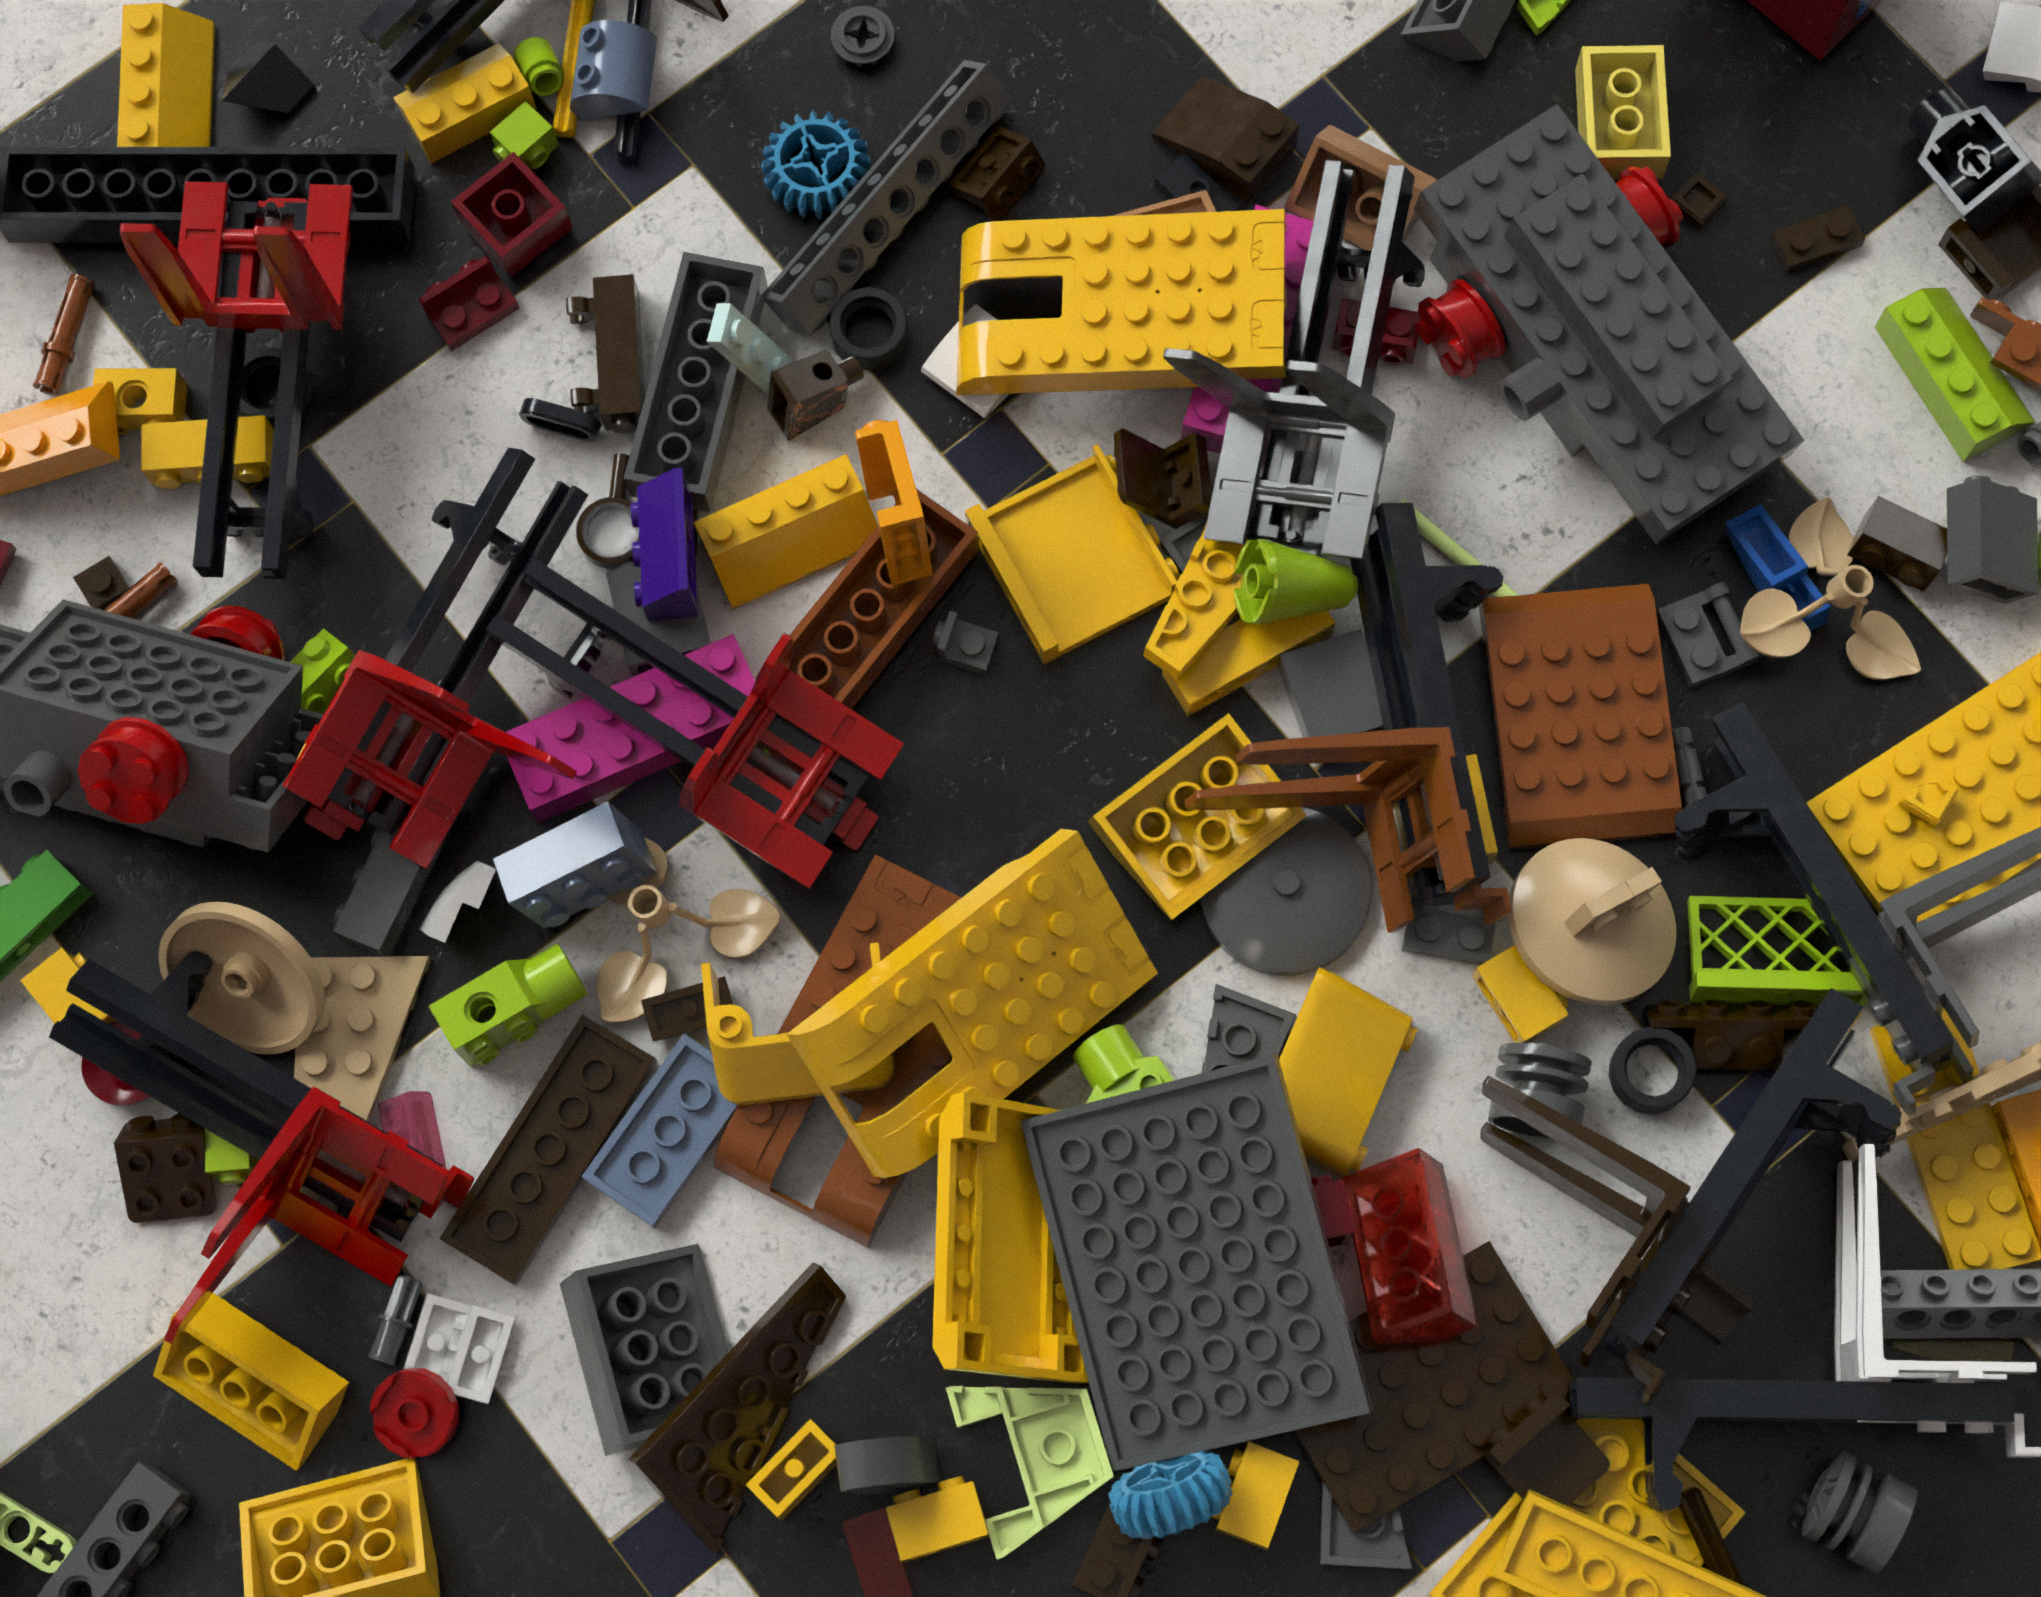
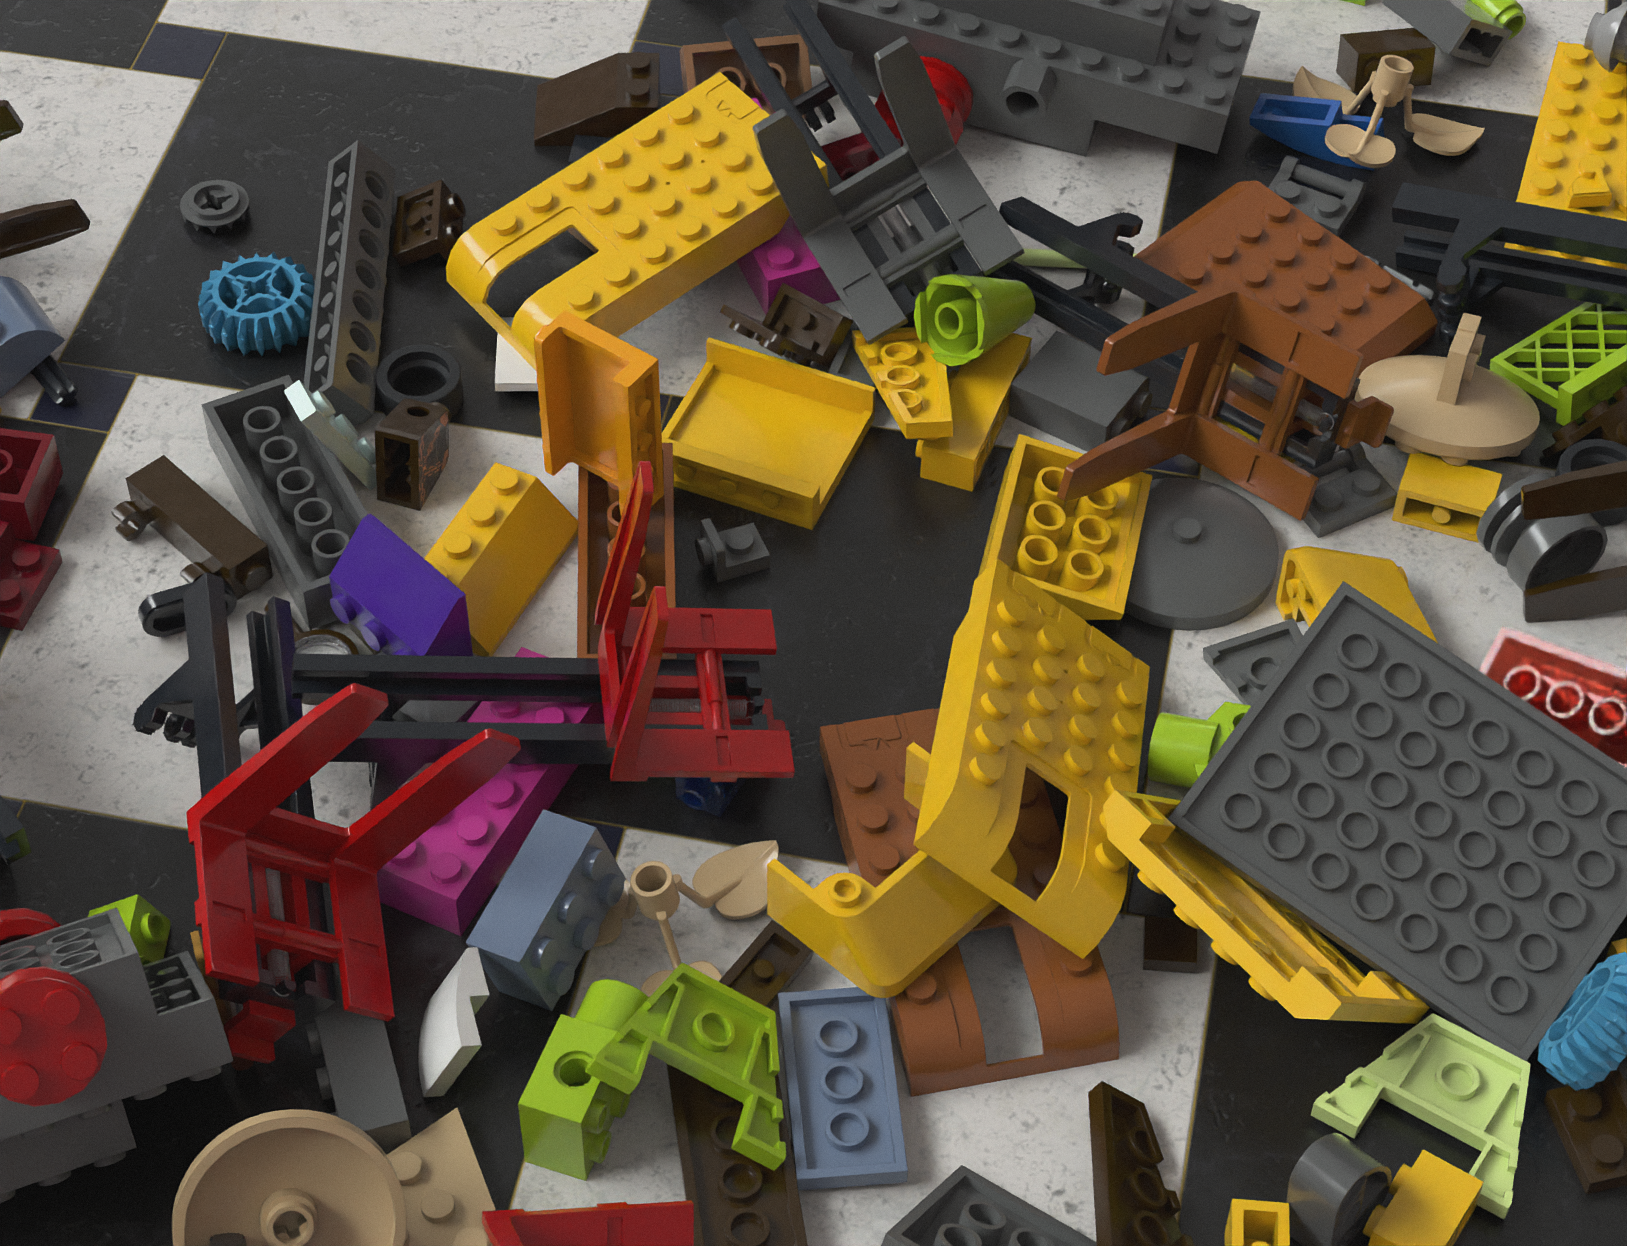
camera: 45 degrees left, 25 degrees down
(596, 1042) = (713, 1038): none -> lime wing

